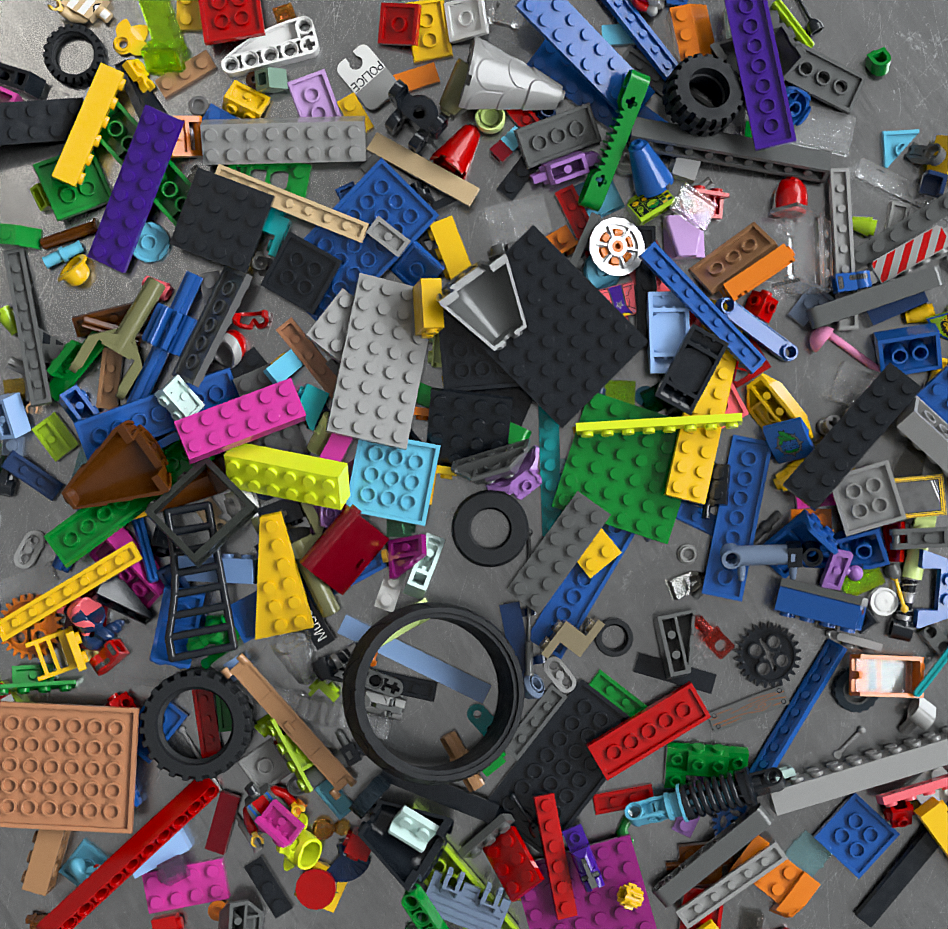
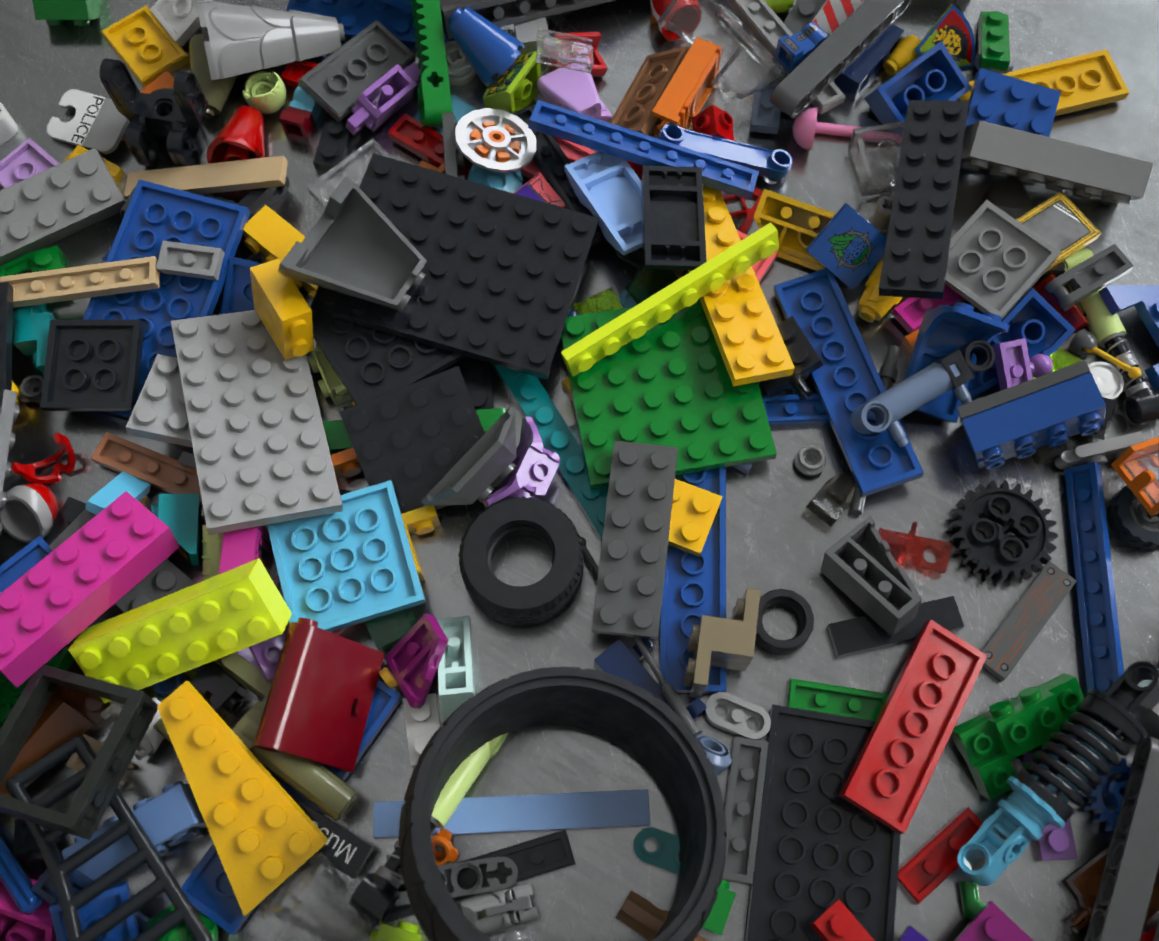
camera: 20 degrees left, 20 degrees down
(399, 24) = (100, 41): red plate -> none

